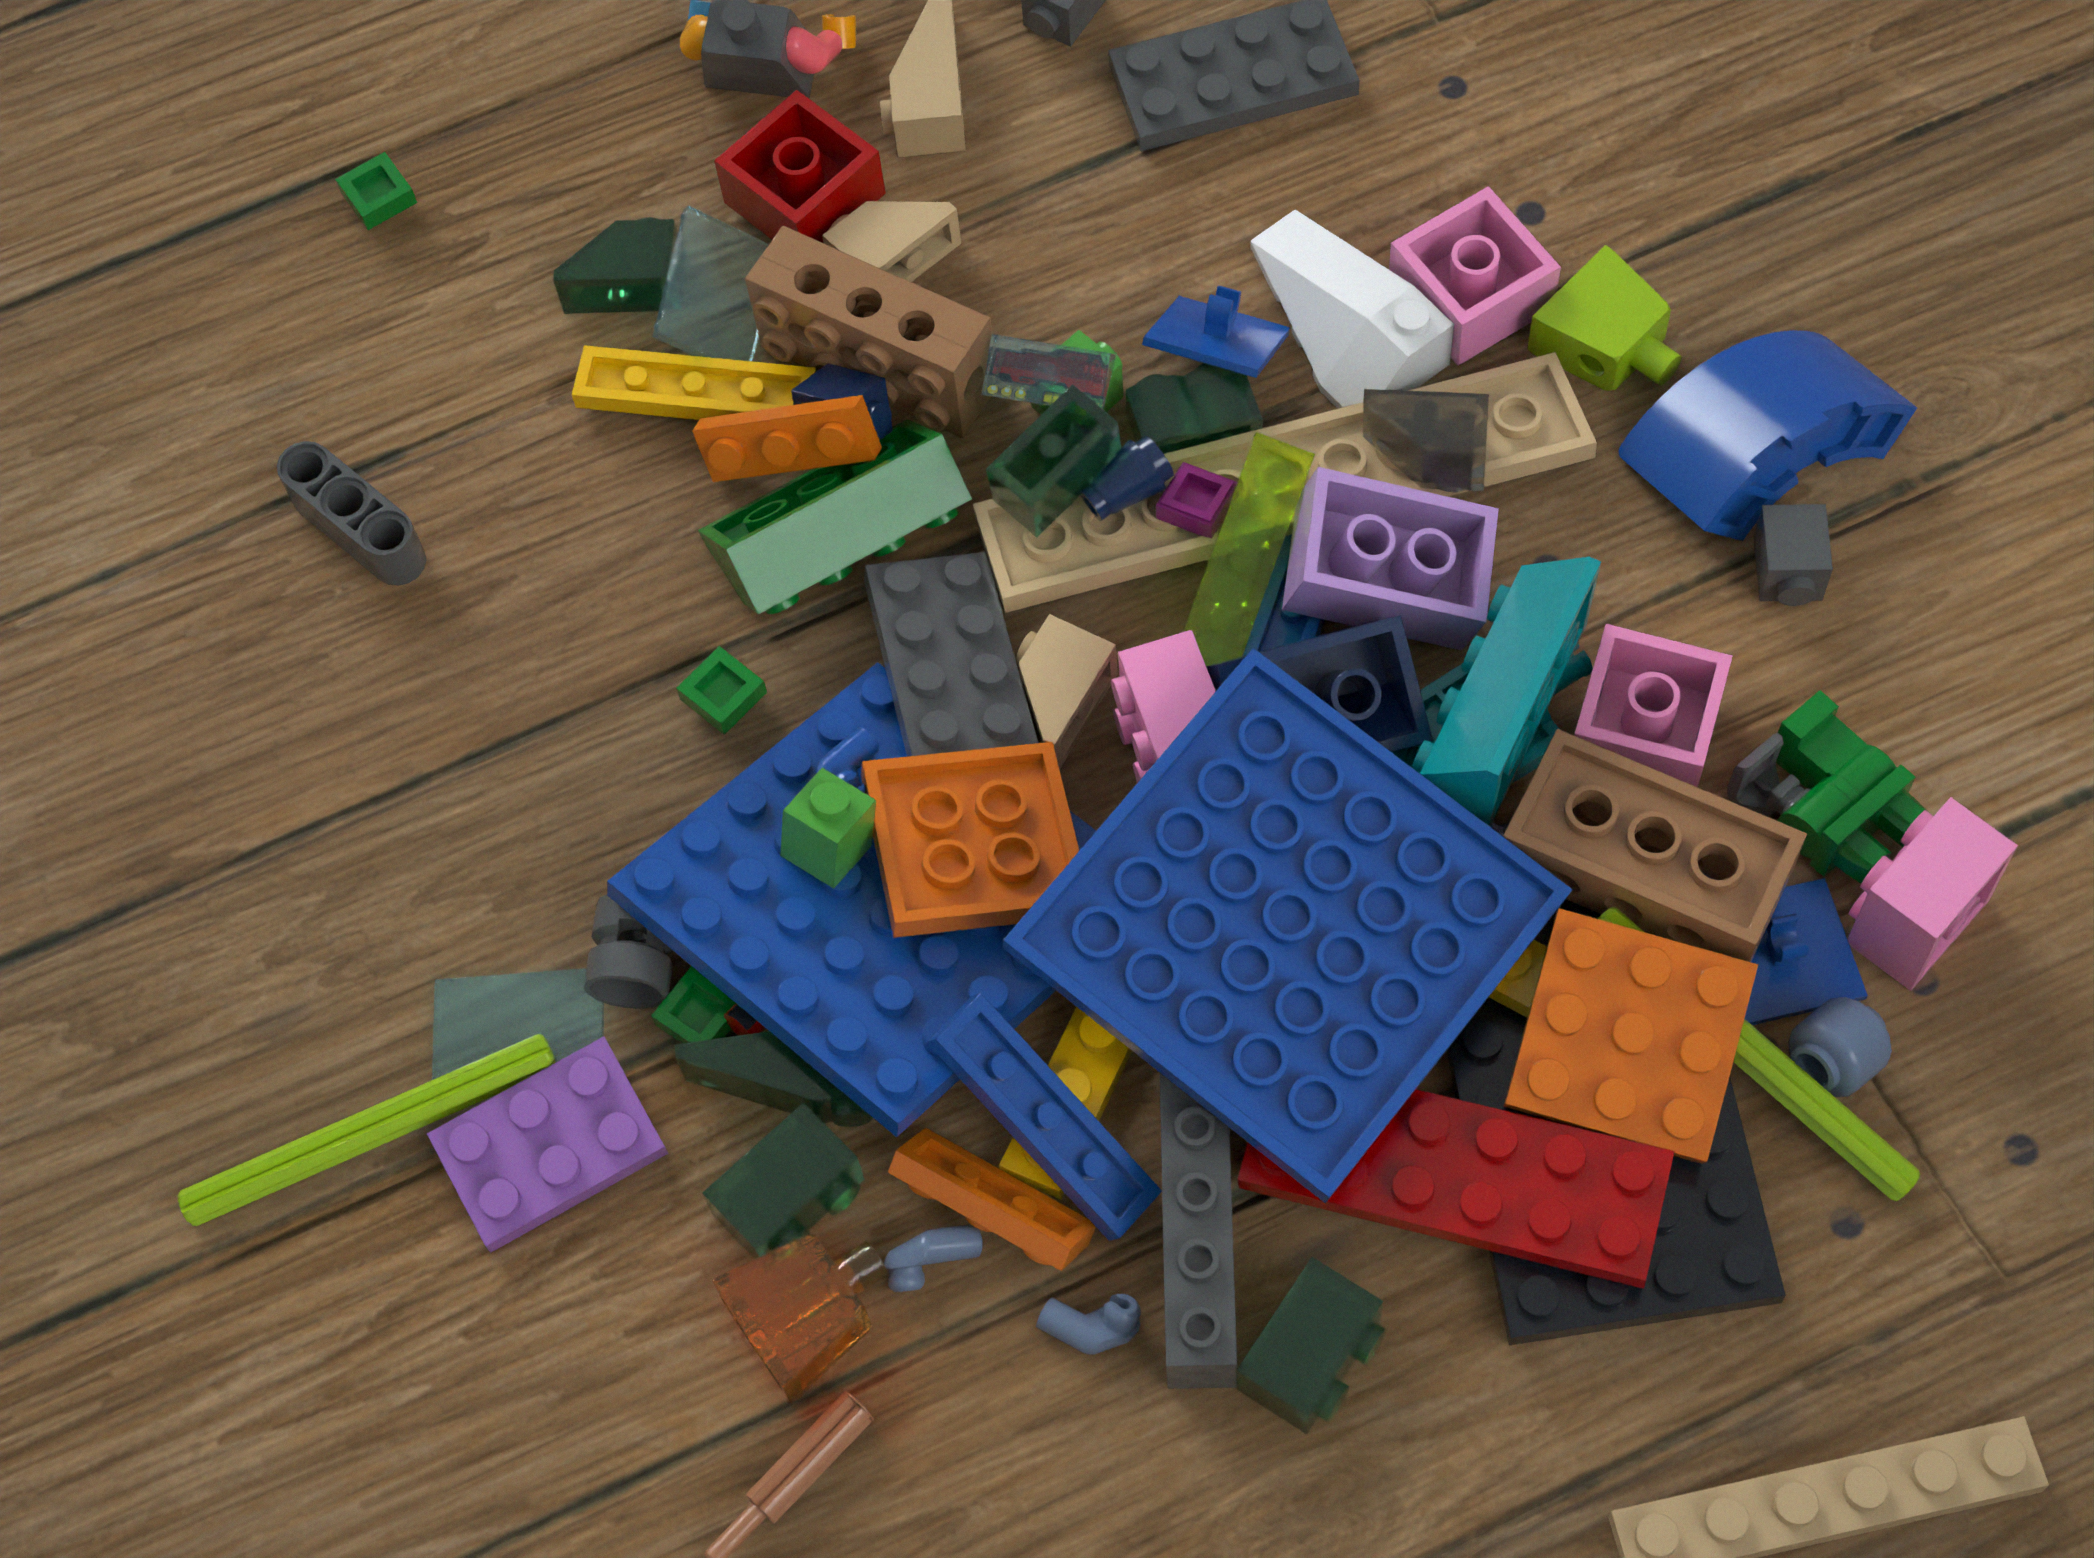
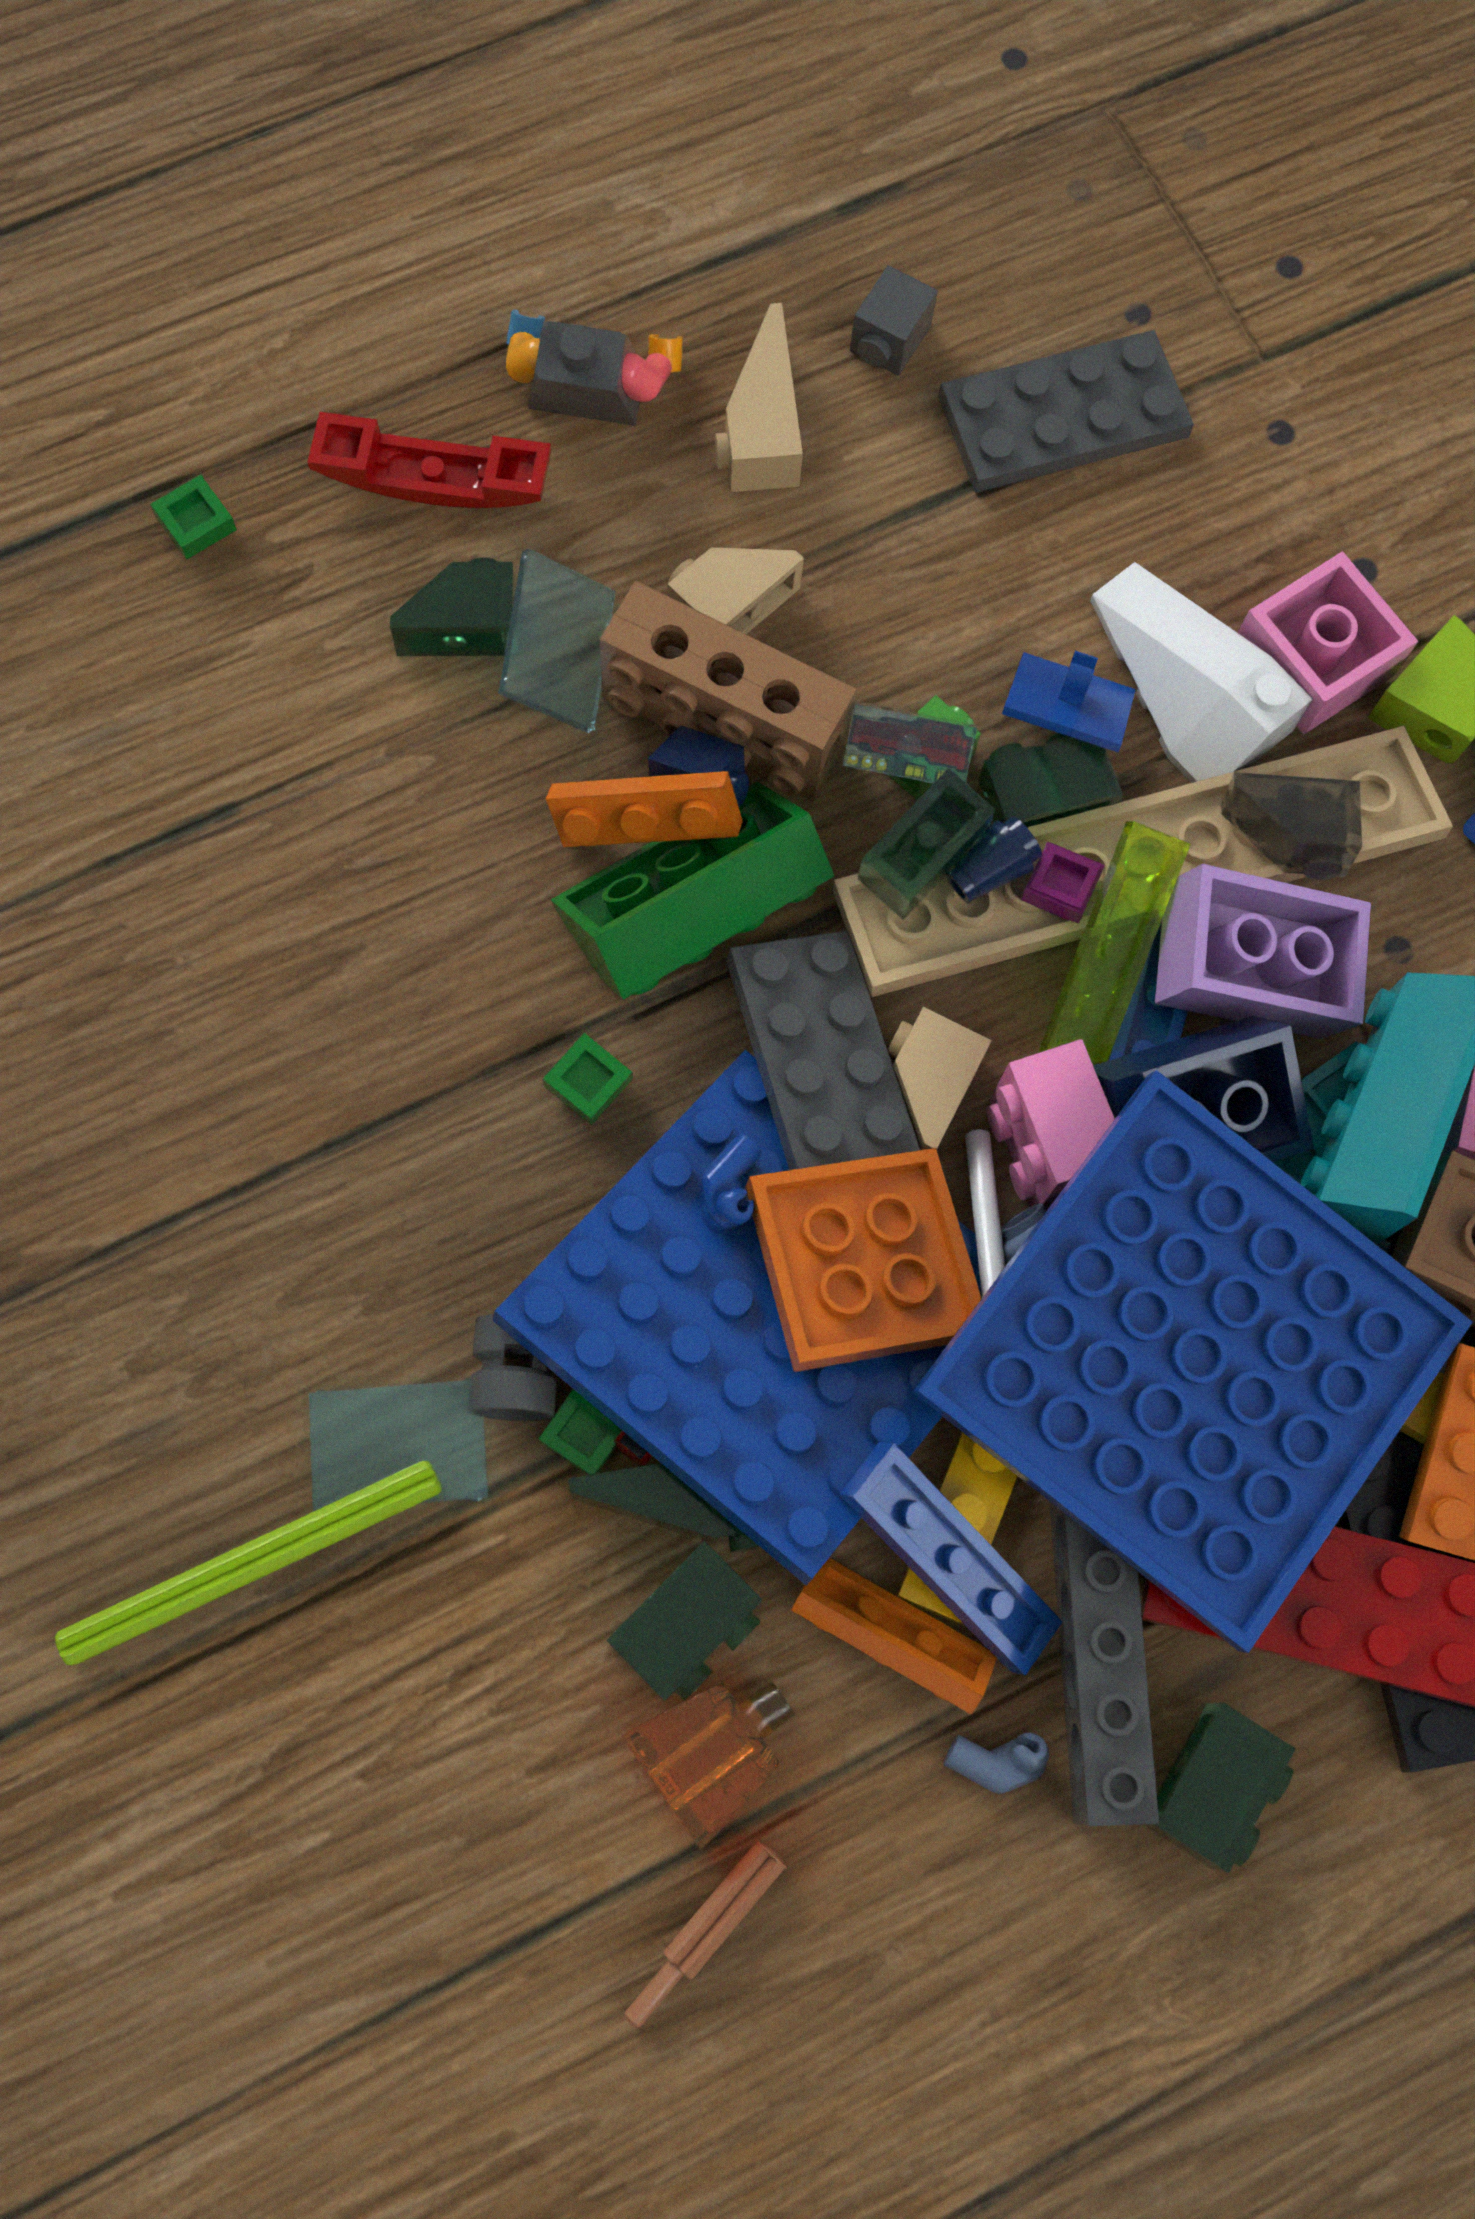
camera: 15 degrees left, 10 degrees up
(341, 491) = (175, 856): dark grey beam -> none
(547, 1144) = (436, 1574): medium lavender plate -> none
(602, 144) = (428, 470): none -> red slope
(680, 383) = (533, 742): yellow plate -> none
(799, 170) = (638, 513): red brick -> none
(827, 827) = (722, 1254): bright green brick -> none
(930, 1247) = (837, 1686): sand blue arm -> none
(1104, 779) = (985, 1207): none -> white bar

